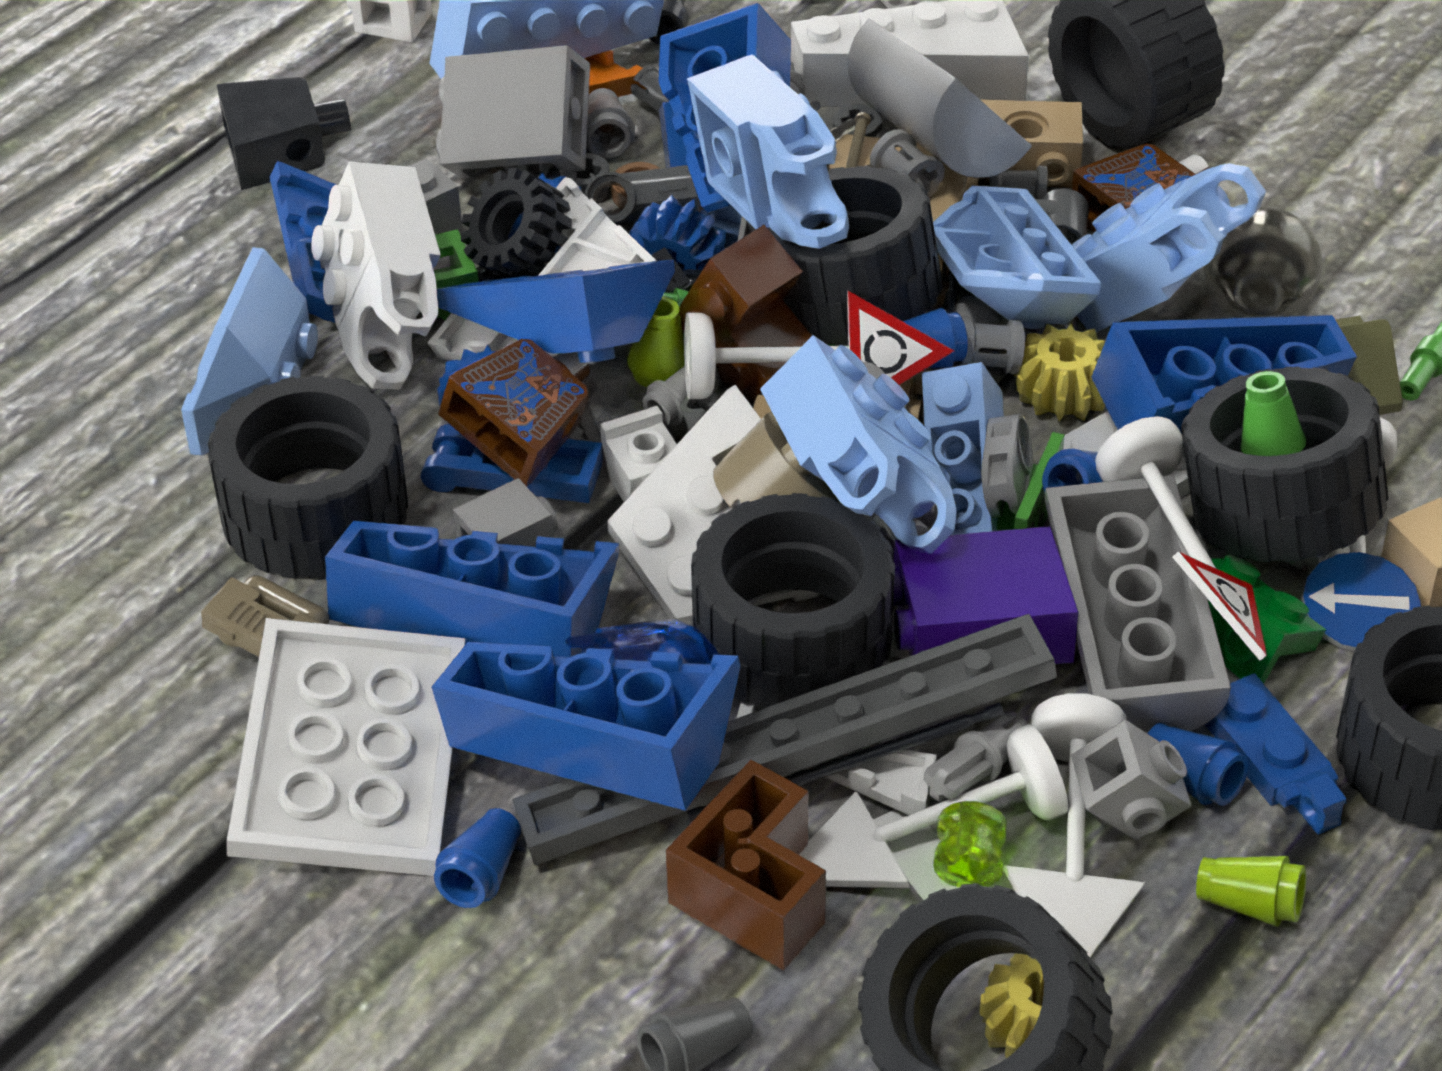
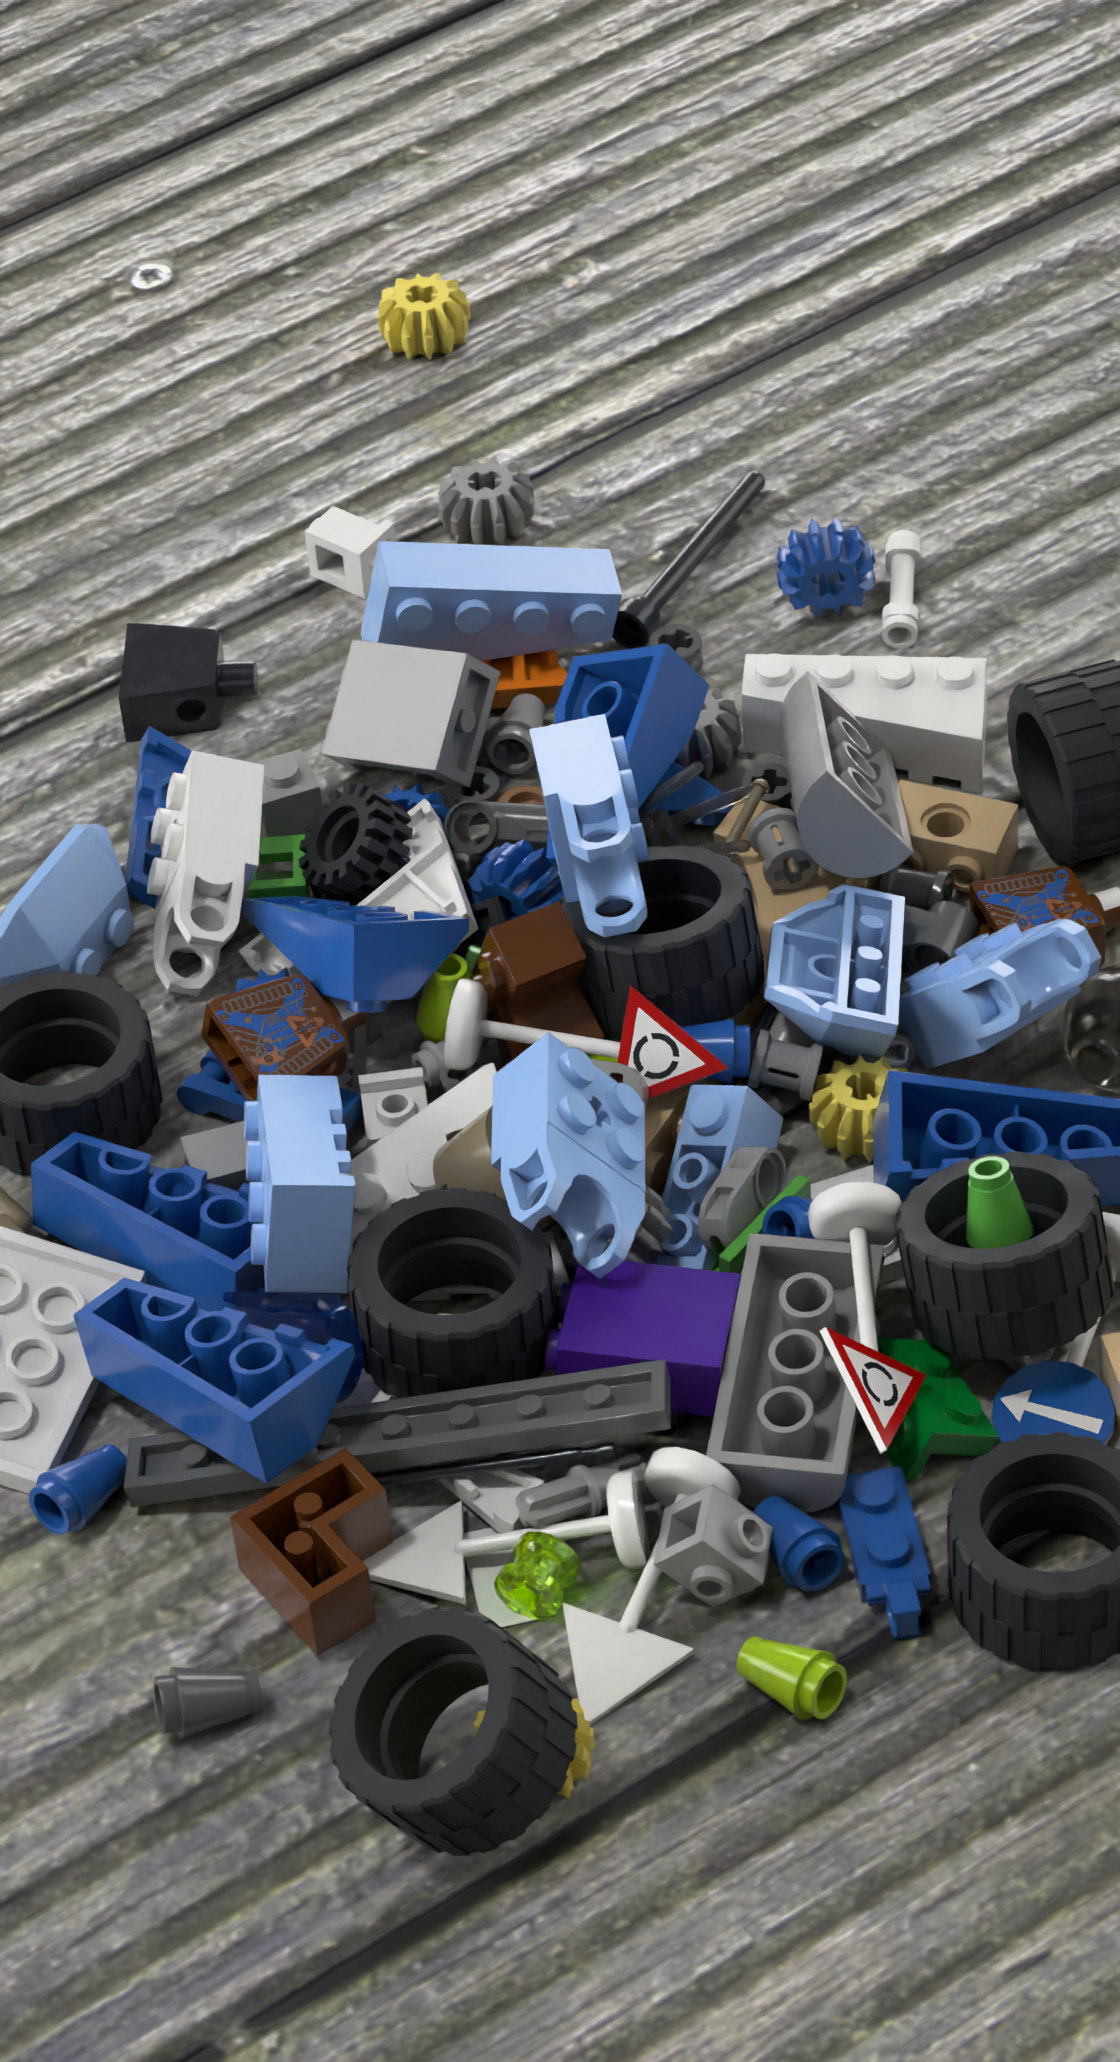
camera: 20 degrees right, 0 degrees up
(611, 522) = (301, 1184): none -> light blue wedge

